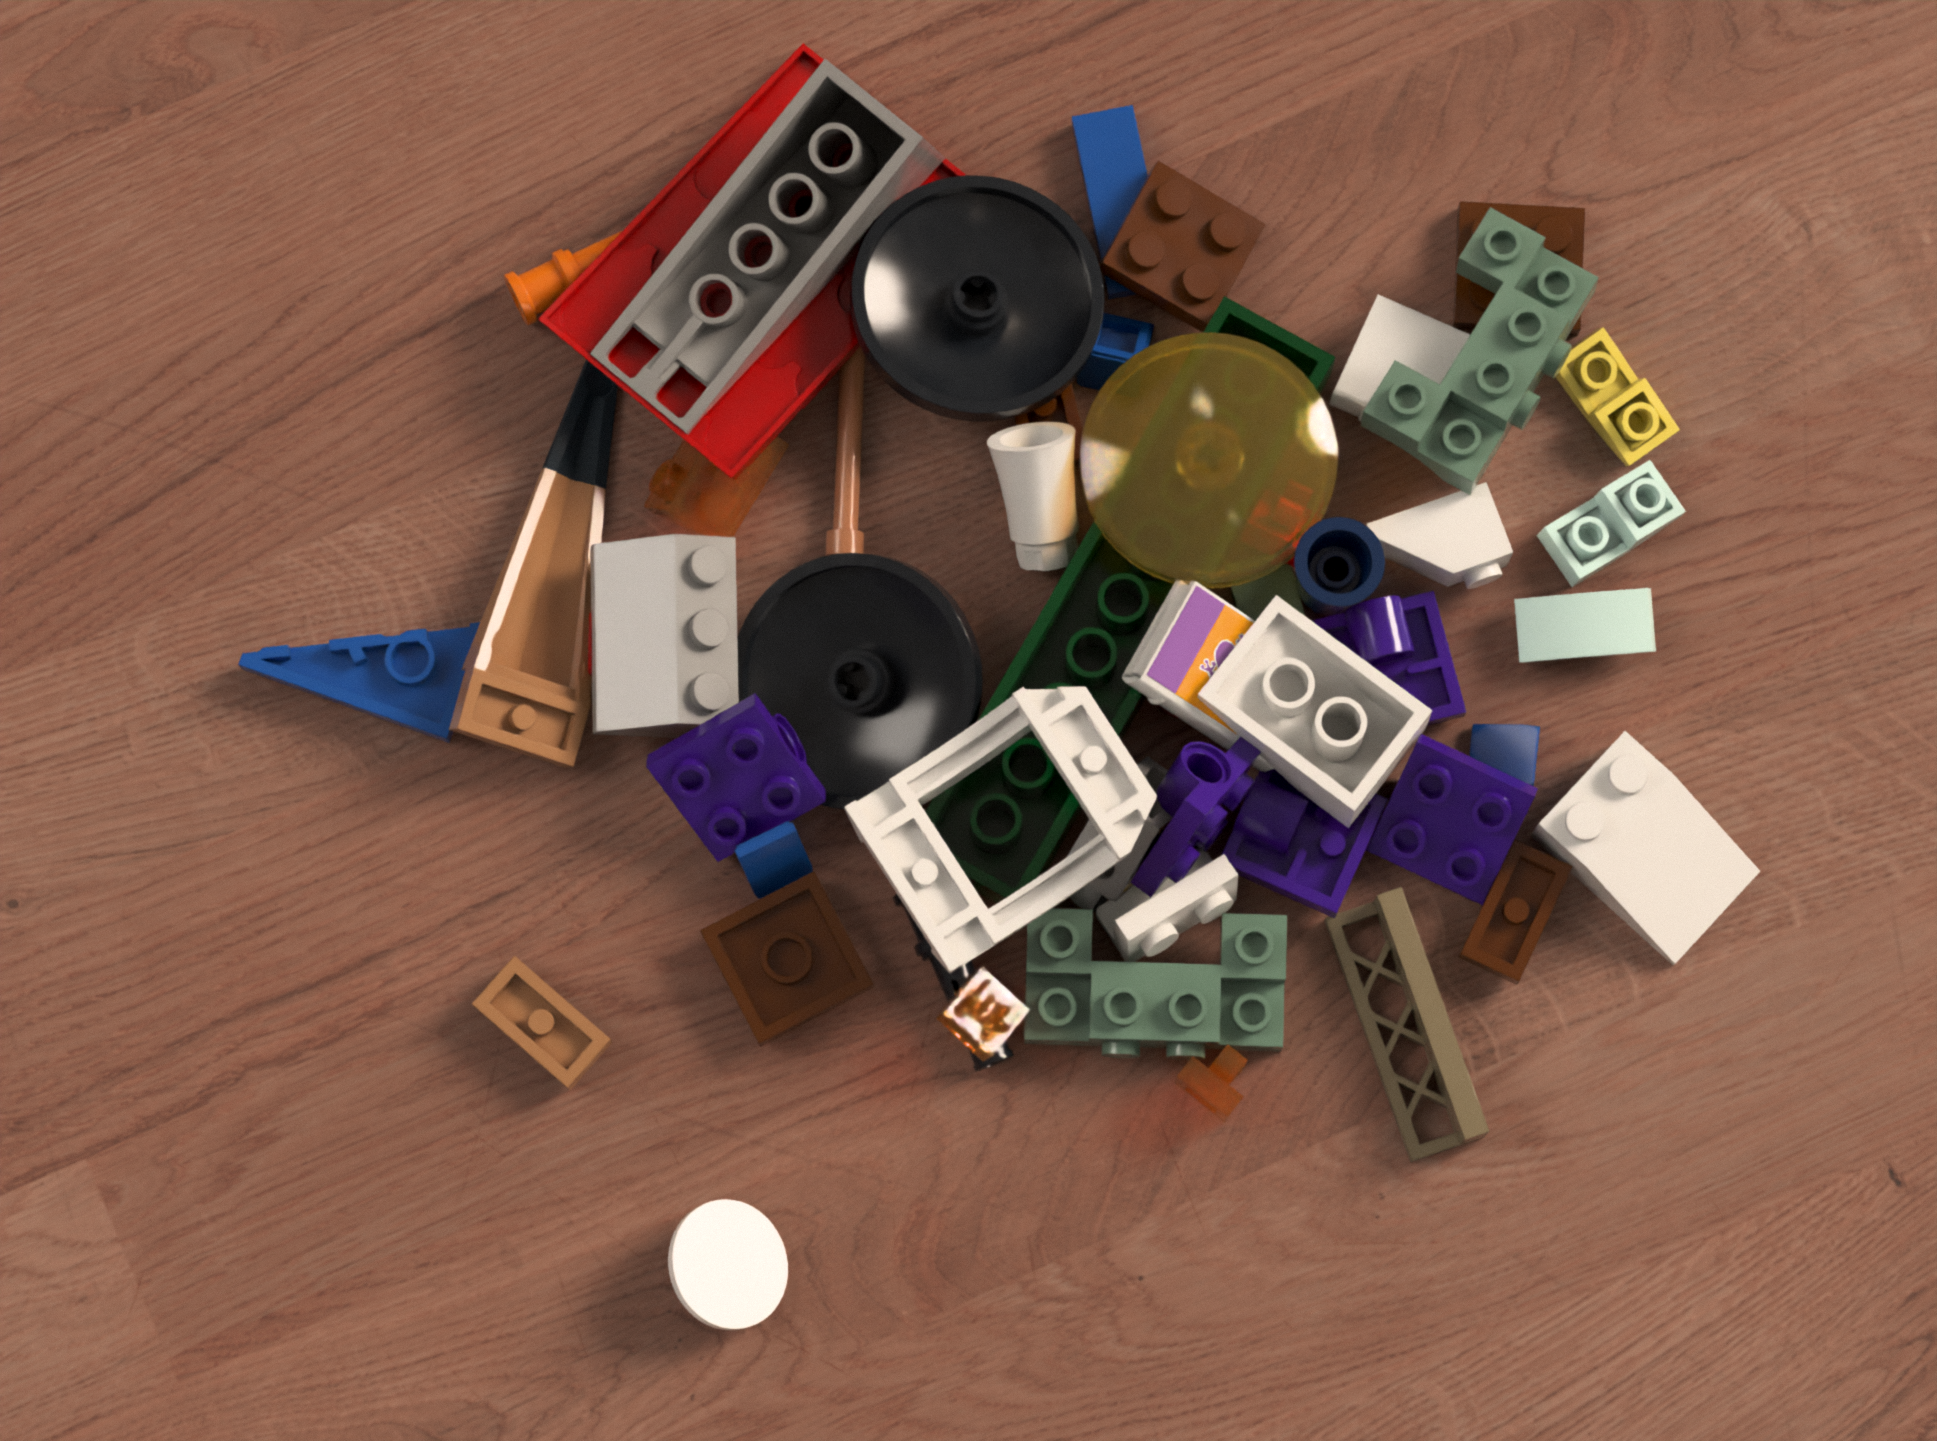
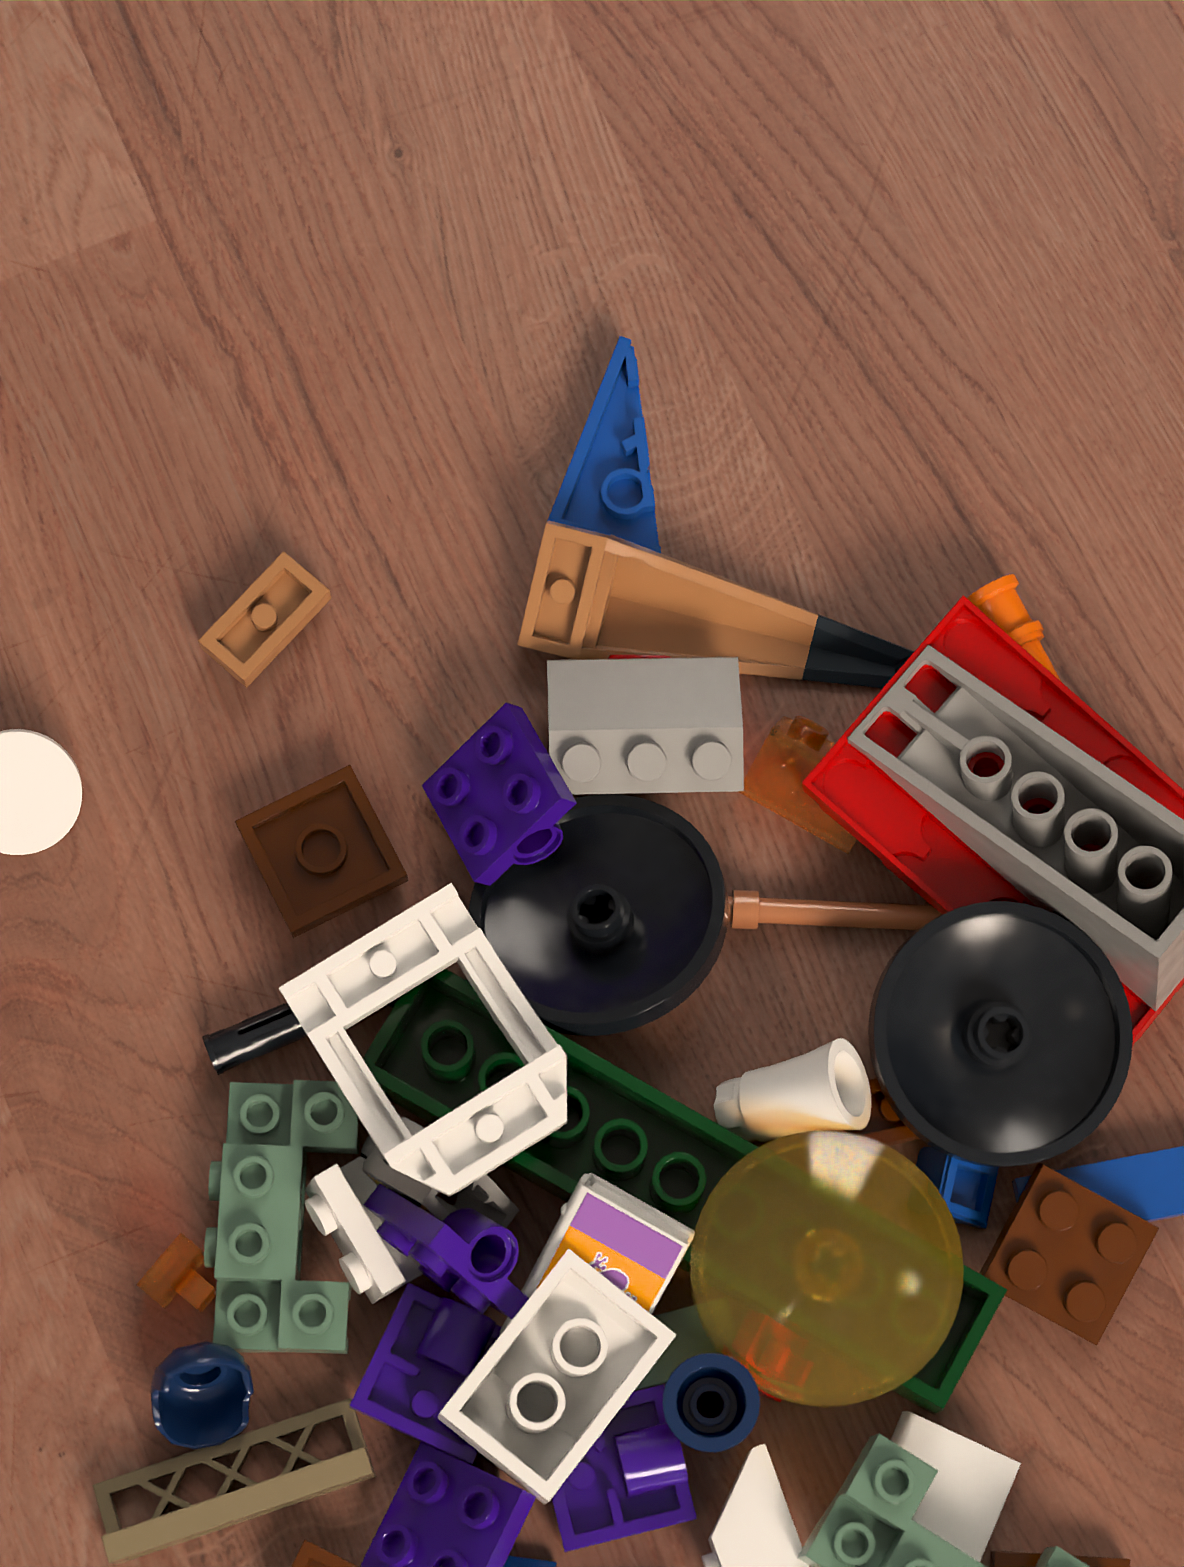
camera: 85 degrees right, 5 degrees down
(773, 859) = (421, 838): blue slope -> none
(982, 1014) = (253, 1037): clear orange tile -> none
(1328, 1054) = (201, 1395): none -> dark blue hair

